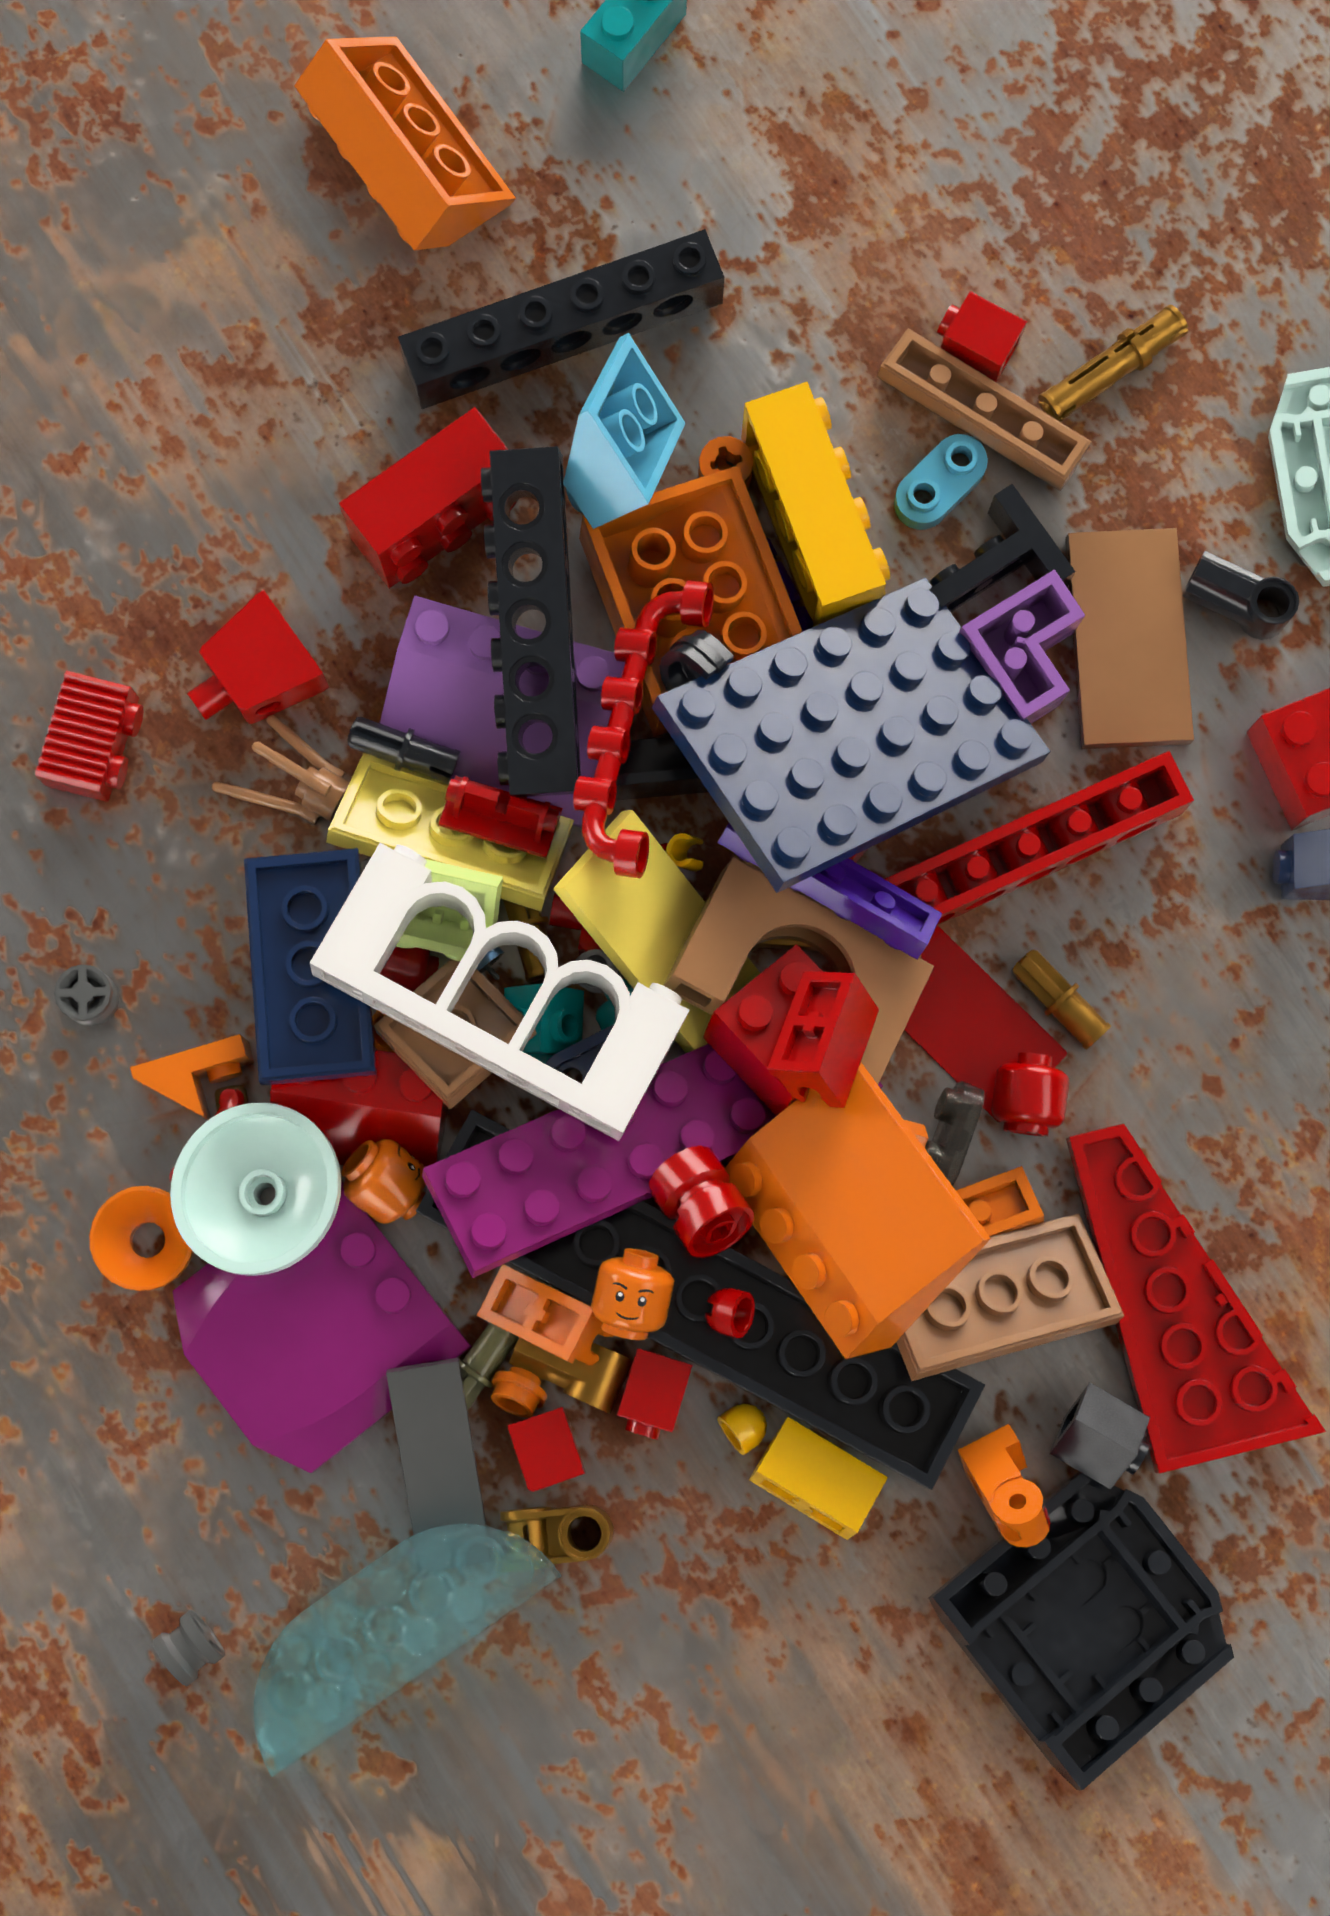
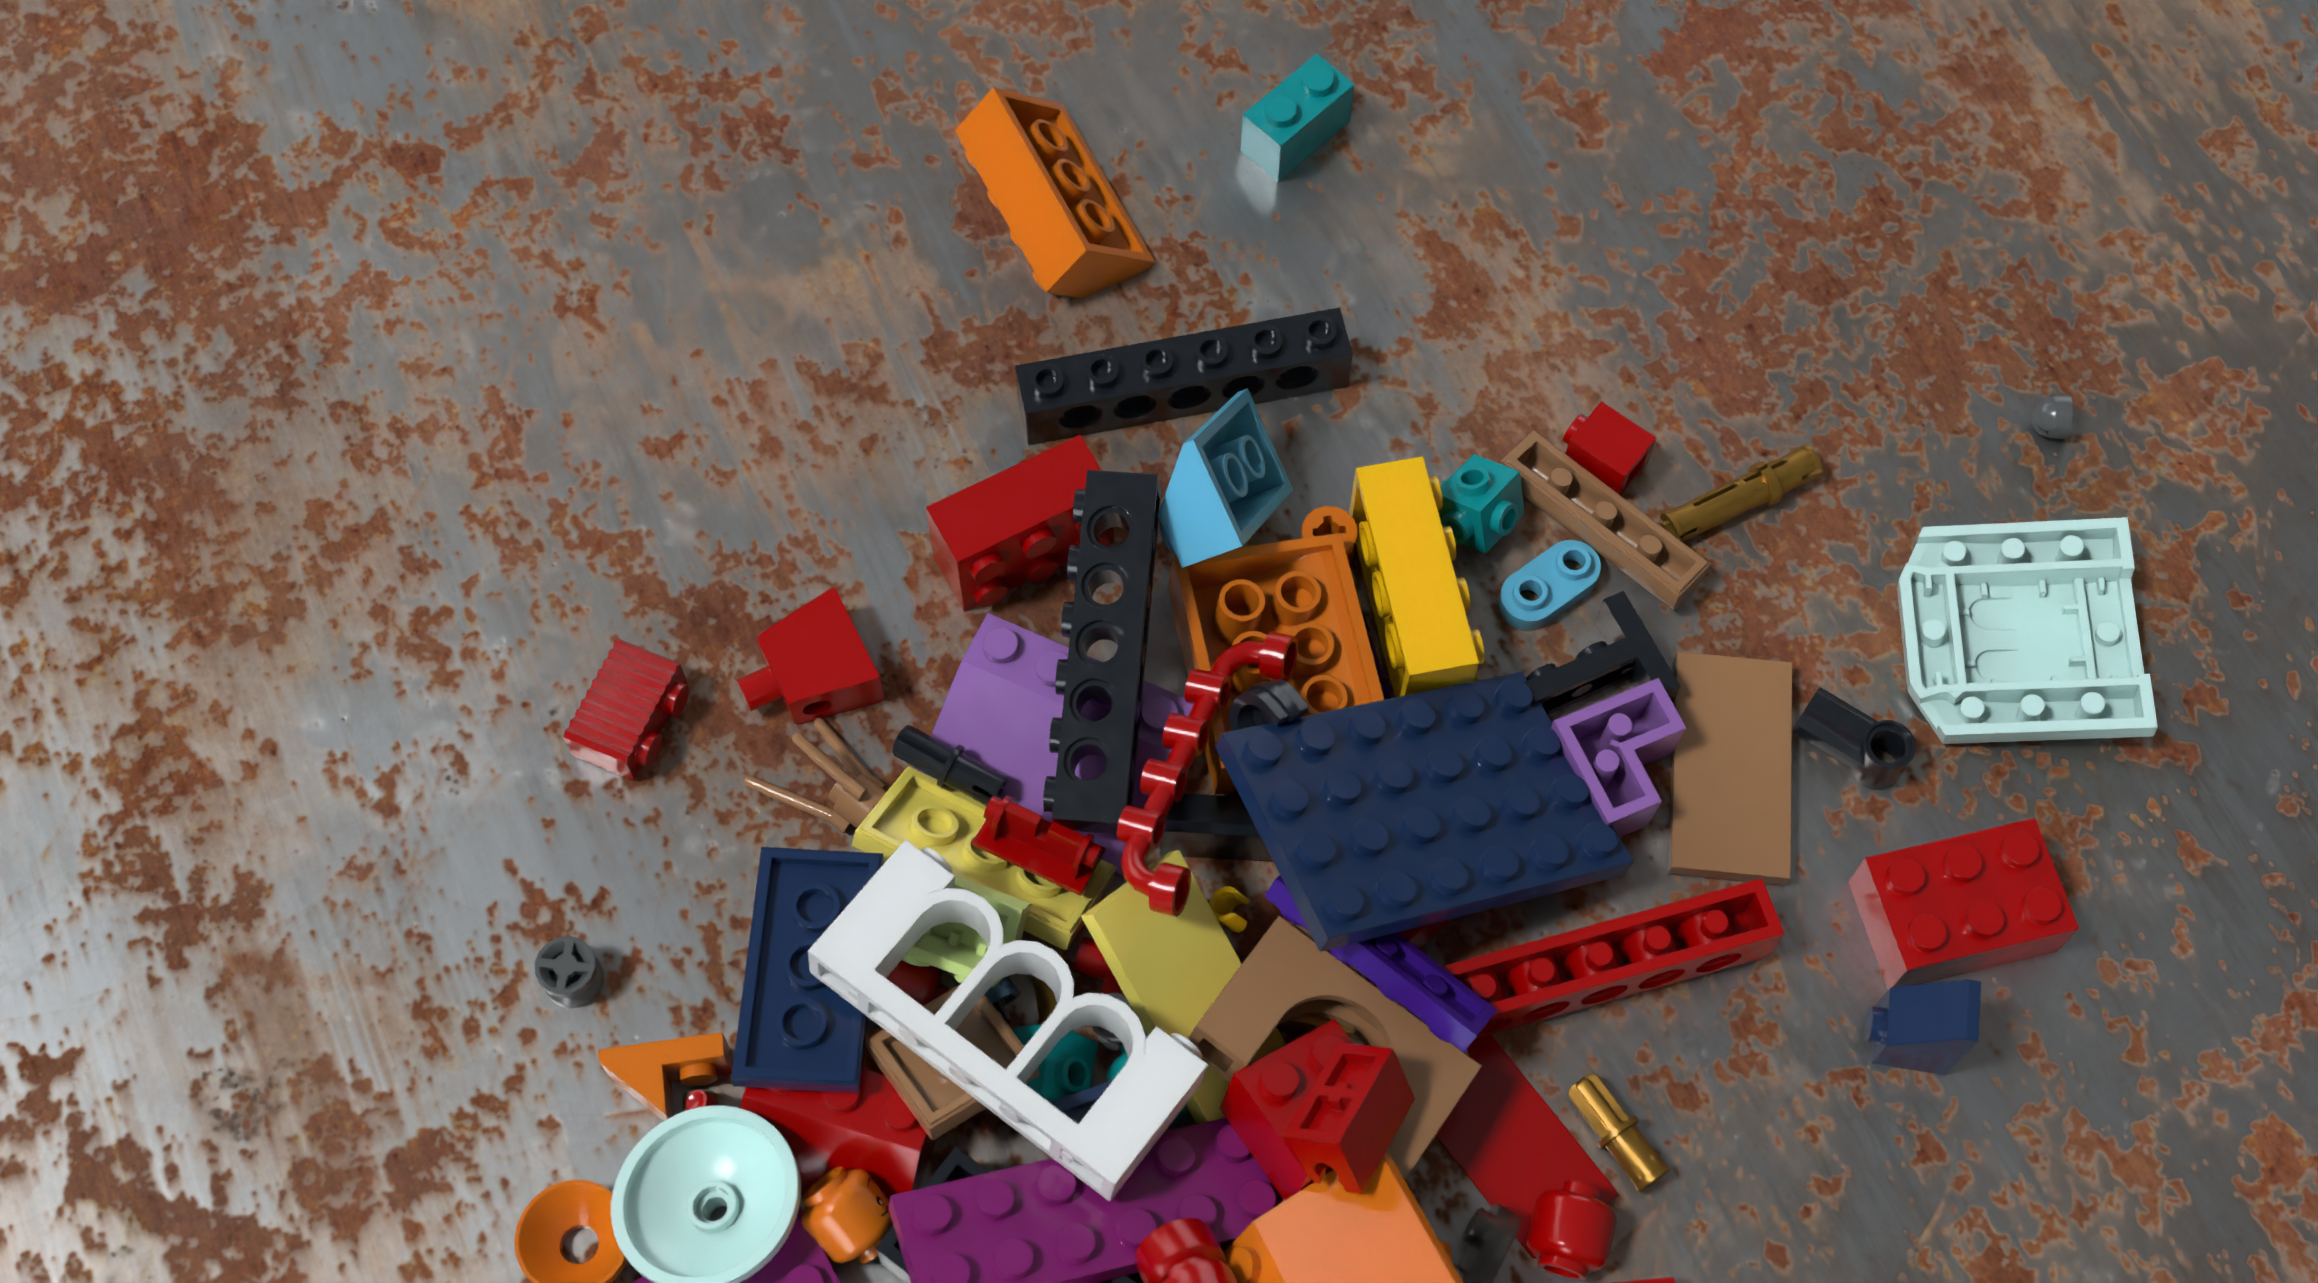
camera: 10 degrees right, 15 degrees down
(866, 412) = (1481, 502): none -> teal brick

